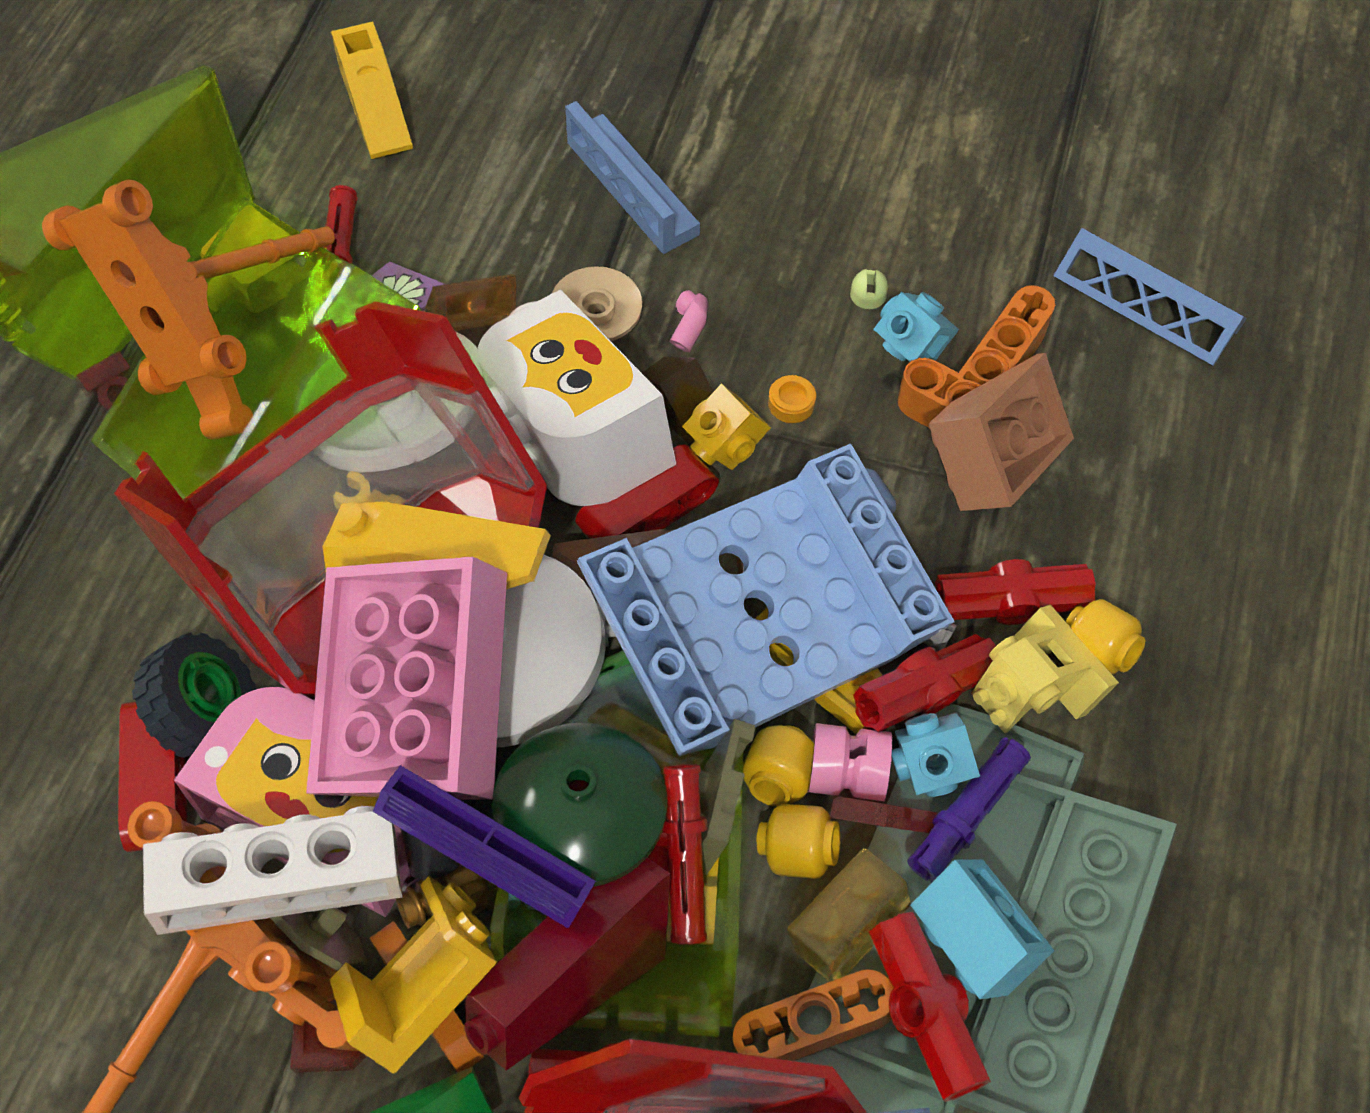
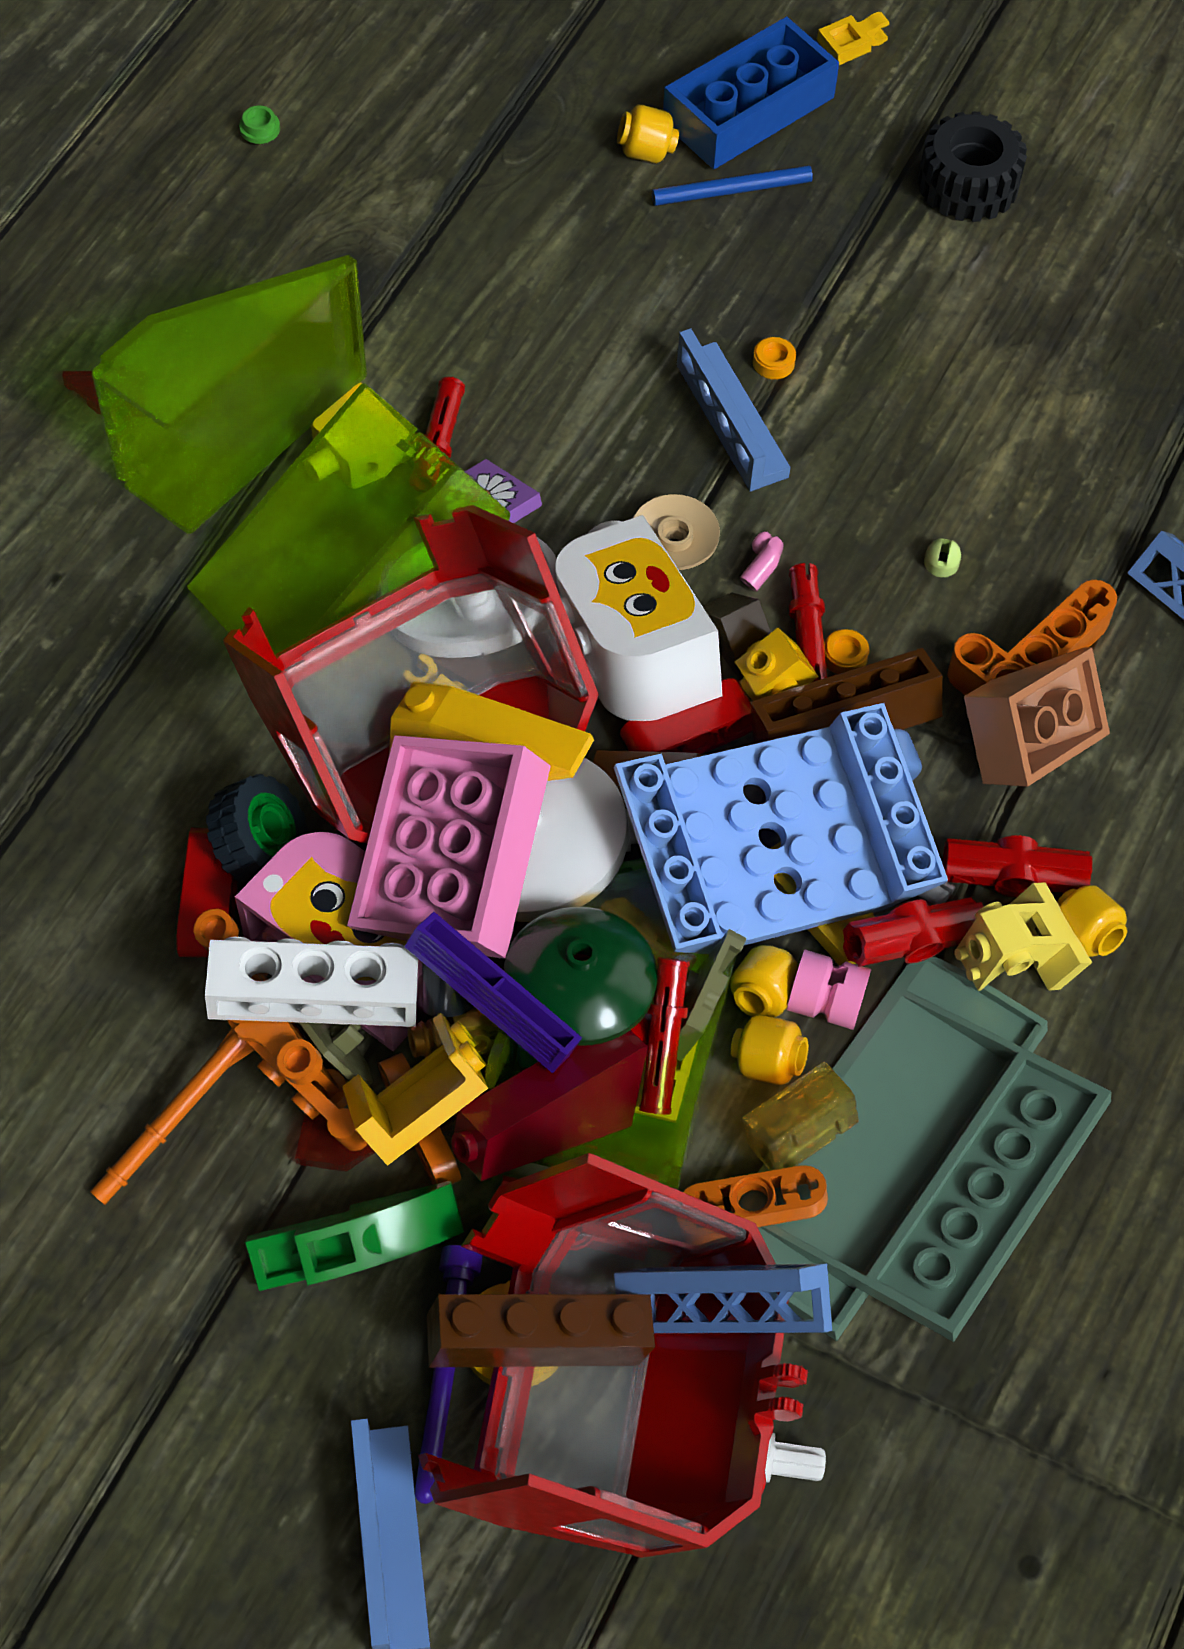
camera: 10 degrees right, 0 degrees up
(103, 376) = (206, 529): clear red tile -> none
(166, 297) = (284, 469): orange piece -> none
(371, 90) = (494, 285): yellow slope -> none
(474, 301) = (559, 512): clear orange slope -> none
(663, 121) = (774, 358): none -> light orange tile
(745, 364) = (807, 611): none -> red pin
(862, 418) = (904, 683): none -> reddish brown brick
(882, 814) = (850, 1040): clear red tile -> none
(914, 327) = (976, 602): medium azure brick -> none
(929, 1006) = (853, 1201): red piece -> none
(934, 754) = (910, 1012): medium azure brick -> none
(956, 825) = (913, 1060): dark purple pin -> none
(980, 929) = (912, 1145): medium azure brick -> none

